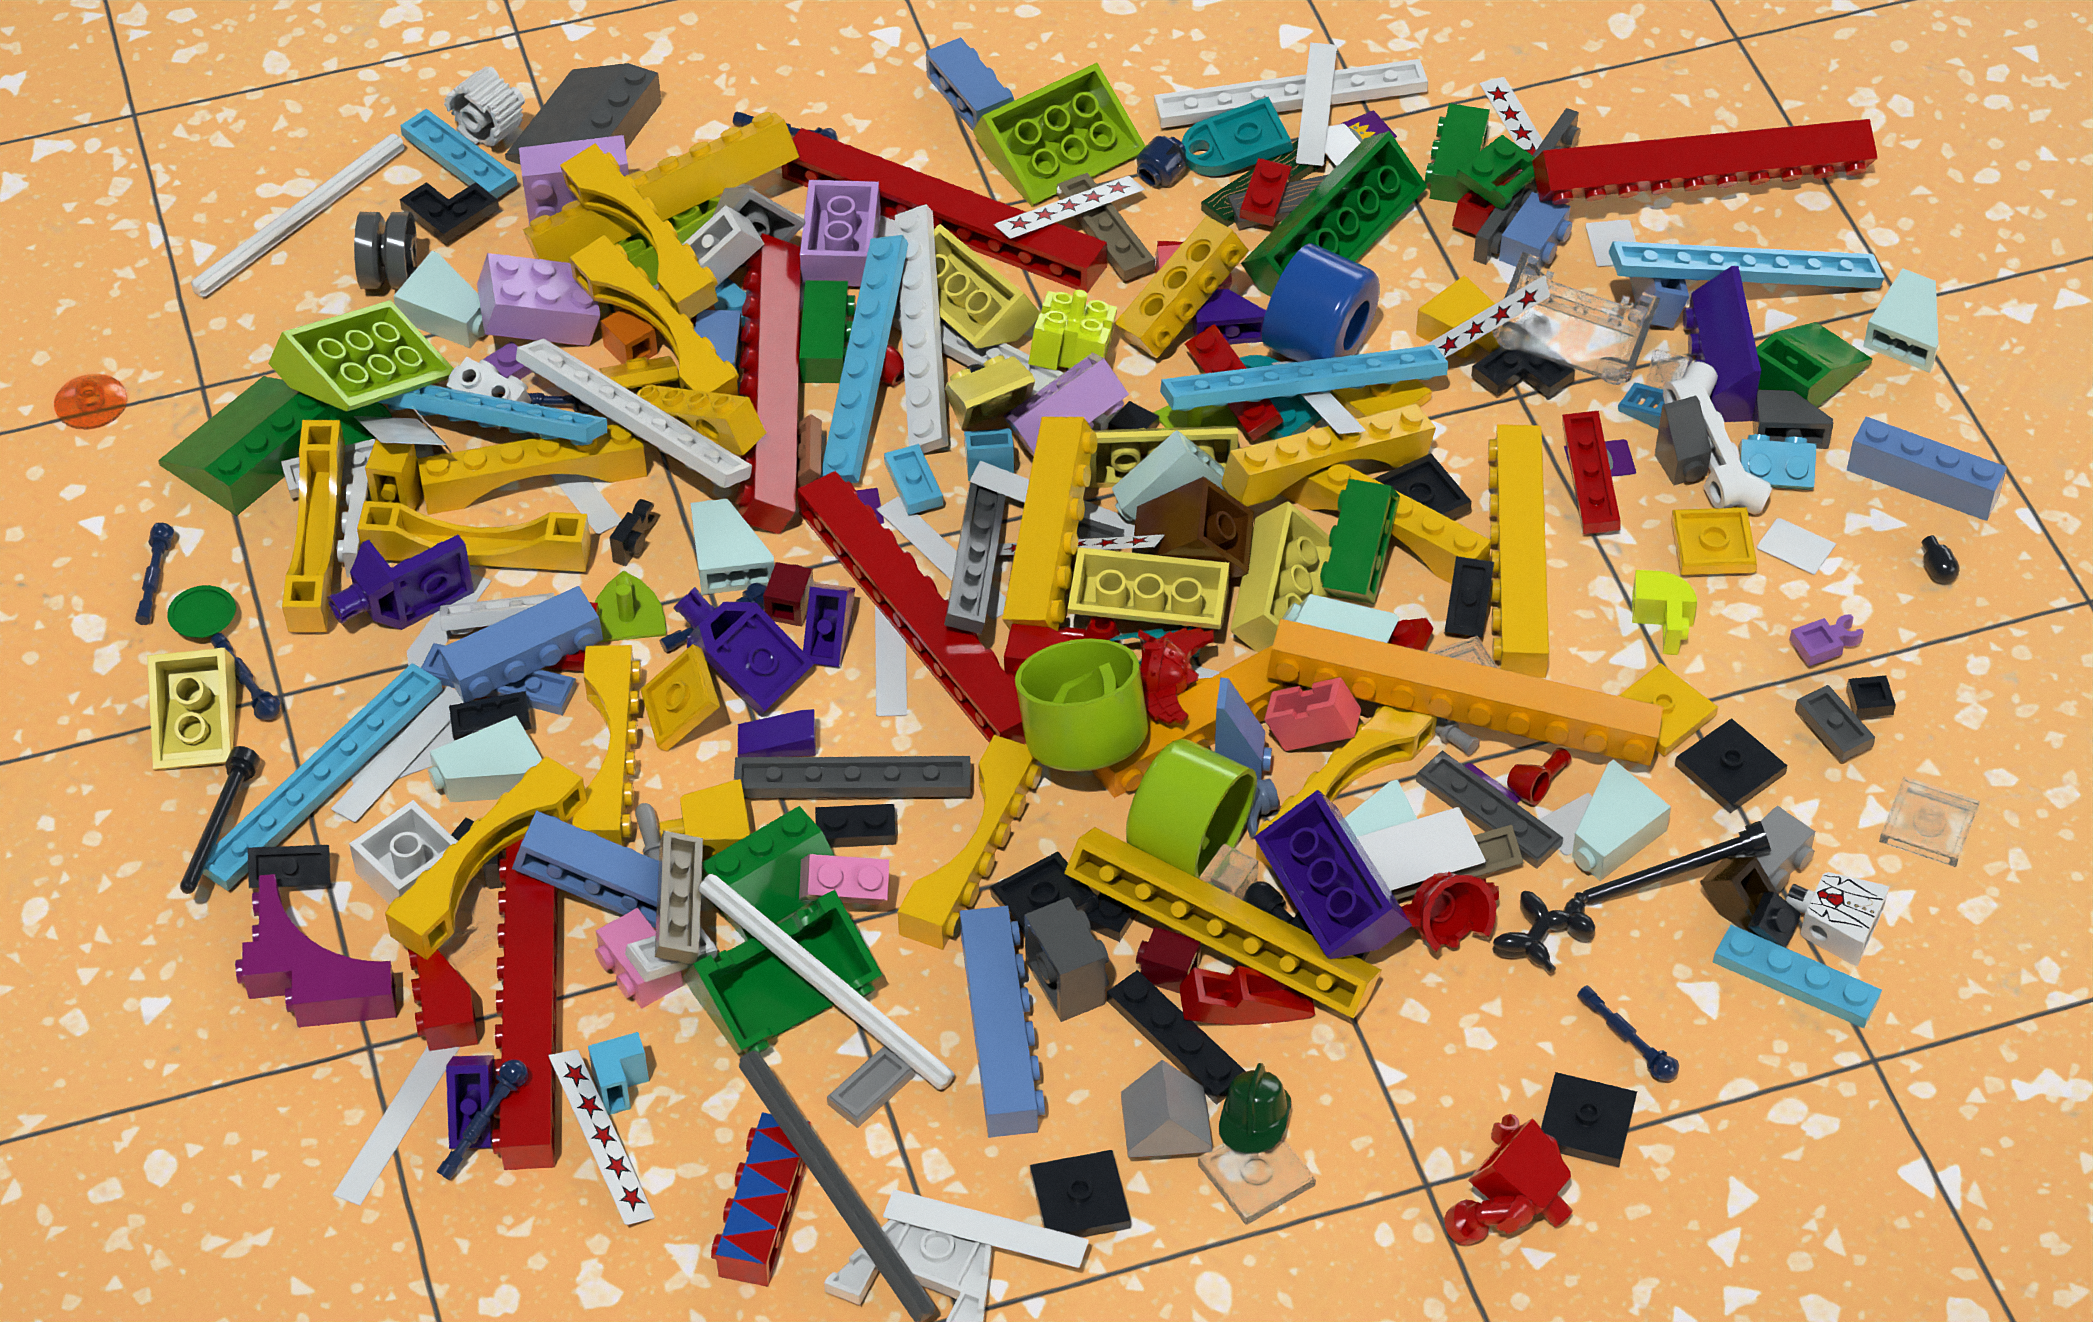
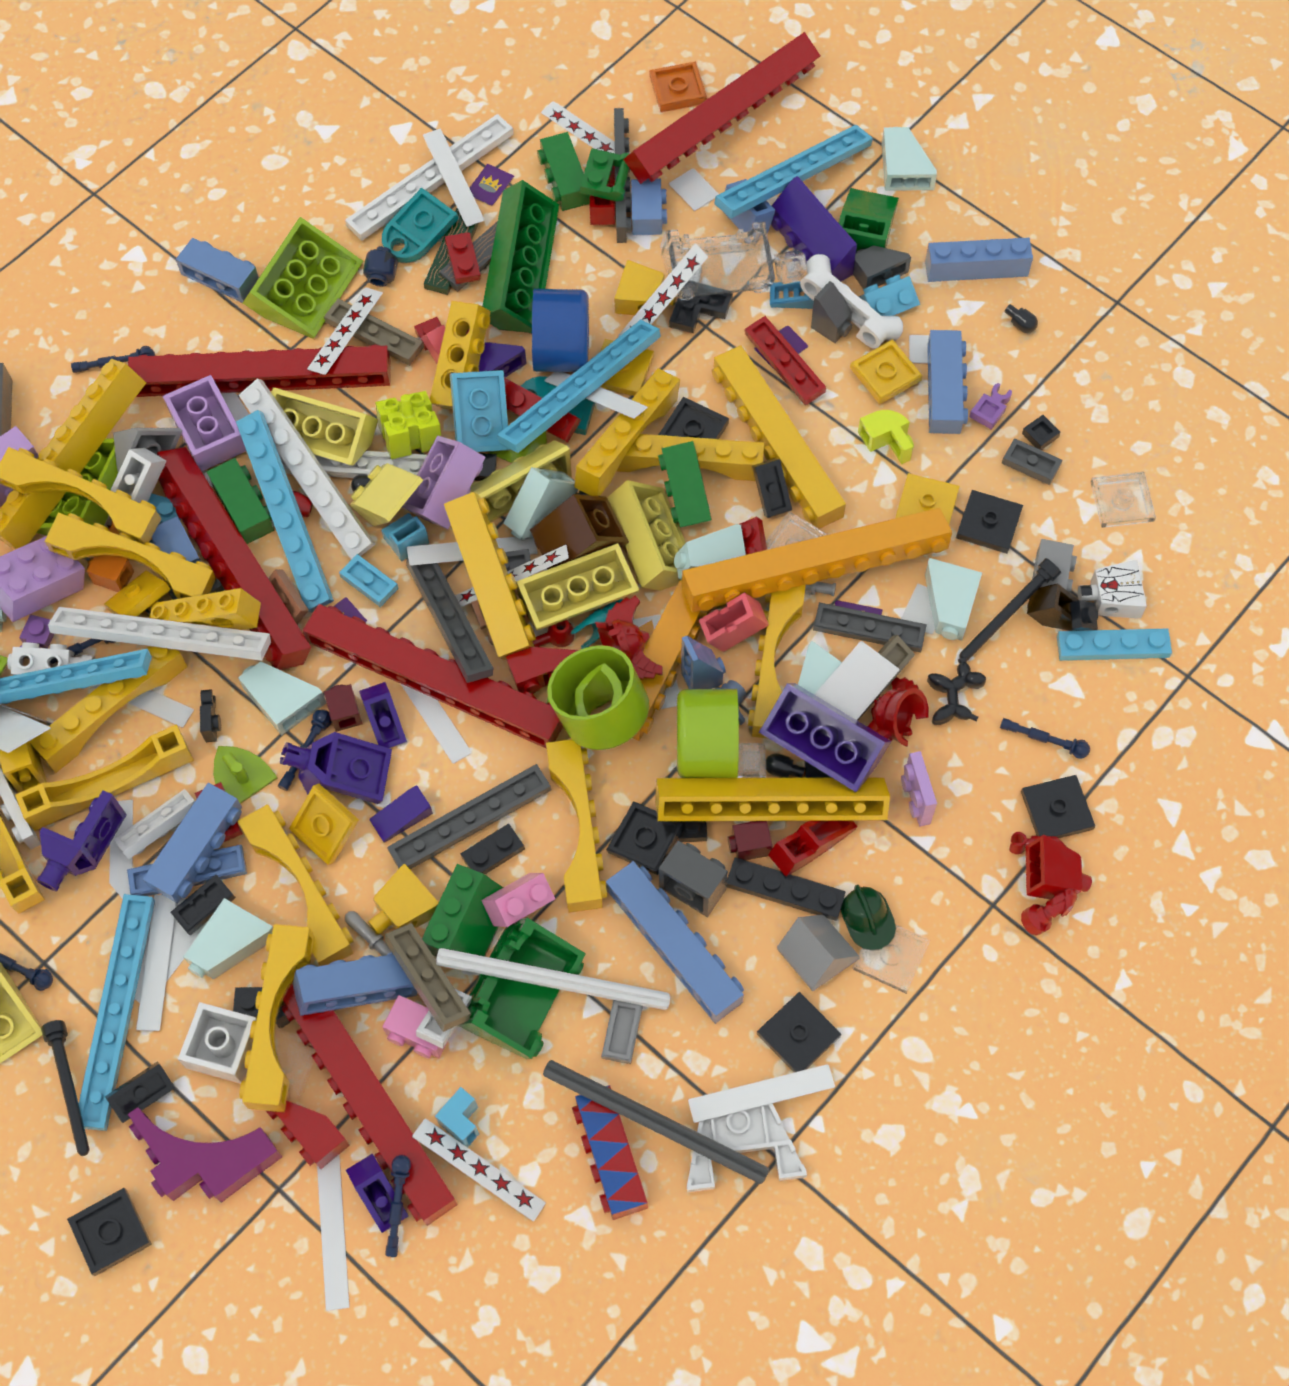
camera: 30 degrees left, 15 degrees up
(159, 988) = (109, 1231): none -> black plate
(933, 547) = (406, 620): white sticker -> none
(1164, 346) = (479, 409): none -> medium azure plate
(1340, 143) = (486, 199): white sticker -> none
(1413, 1001) = (920, 789): none -> lavender plate
(1533, 781) = (884, 595): red bar -> none
(1671, 117) = (678, 86): none -> orange tile
(1782, 584) = (946, 382): none -> medium blue brick

